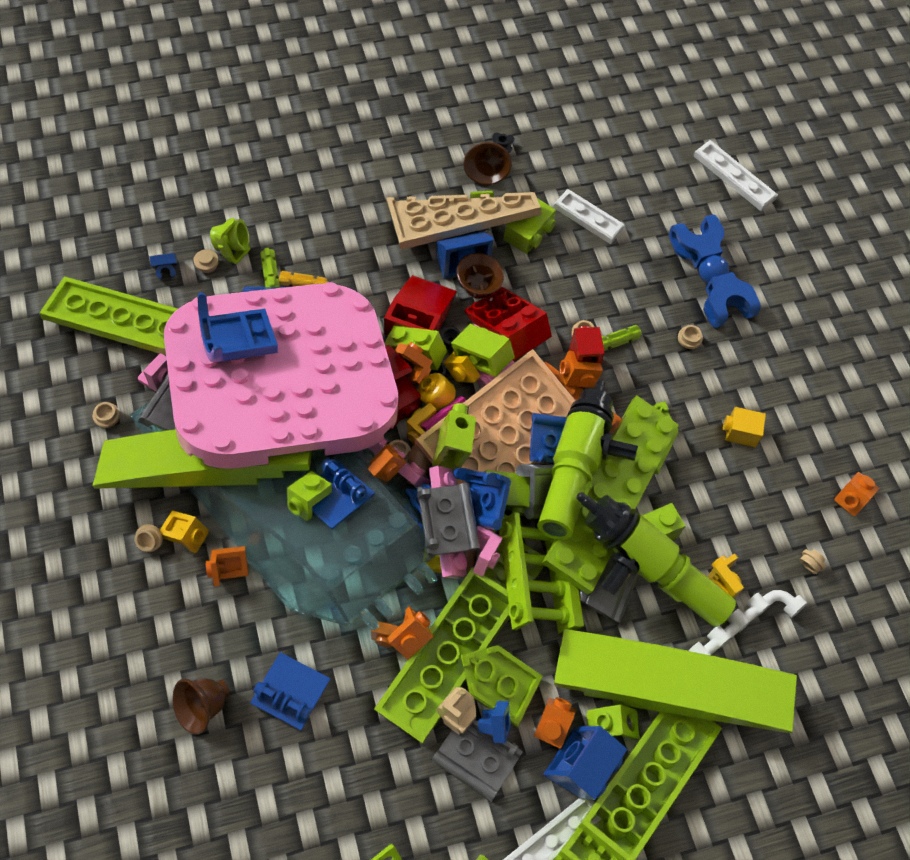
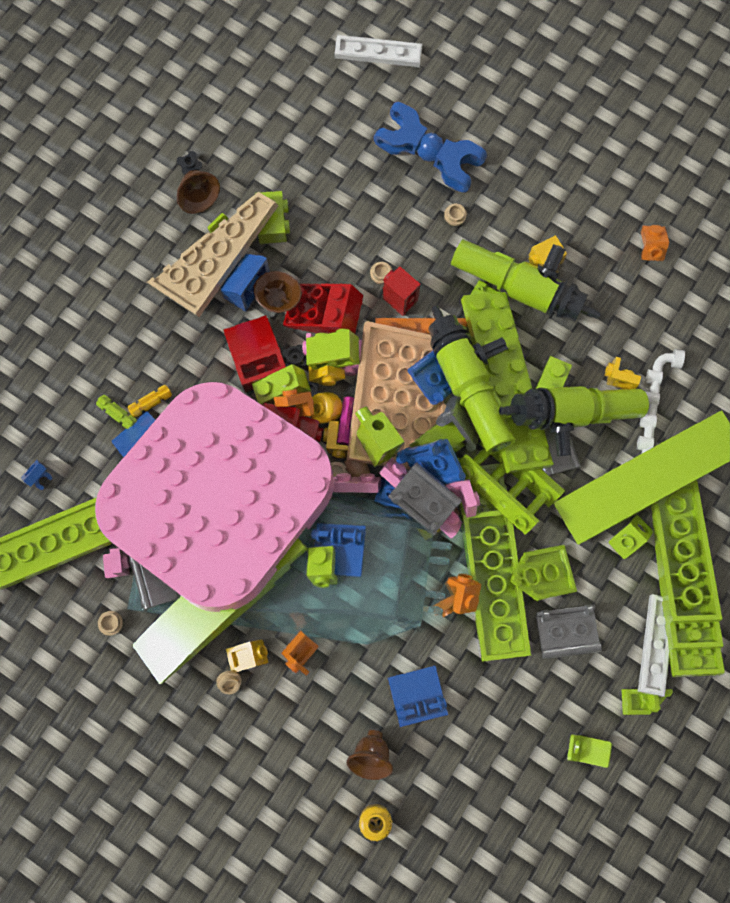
camera: 35 degrees left, 15 degrees up
(144, 752) = (378, 831): none -> yellow head
(206, 261) = (63, 445): tan plate -> none
(230, 237) = (65, 413): lime piece -> none
(235, 334) = (164, 496): blue piece -> none
(386, 463) = (348, 494): orange bracket -> none
(458, 710) = (537, 616): tan piece -> none
(496, 722) = (566, 603): blue tile -> none
(555, 721) = (597, 567): orange bracket -> none
(579, 373) = (409, 311): orange bracket -> none
(586, 761) = (639, 578): blue slope -> none
(589, 216) = (304, 173): white tile -> none
(621, 337) = (409, 253): lime axle -> none
(704, 431) = (526, 282): none -> lime piece
(813, 561) = (664, 317): tan plate -> none

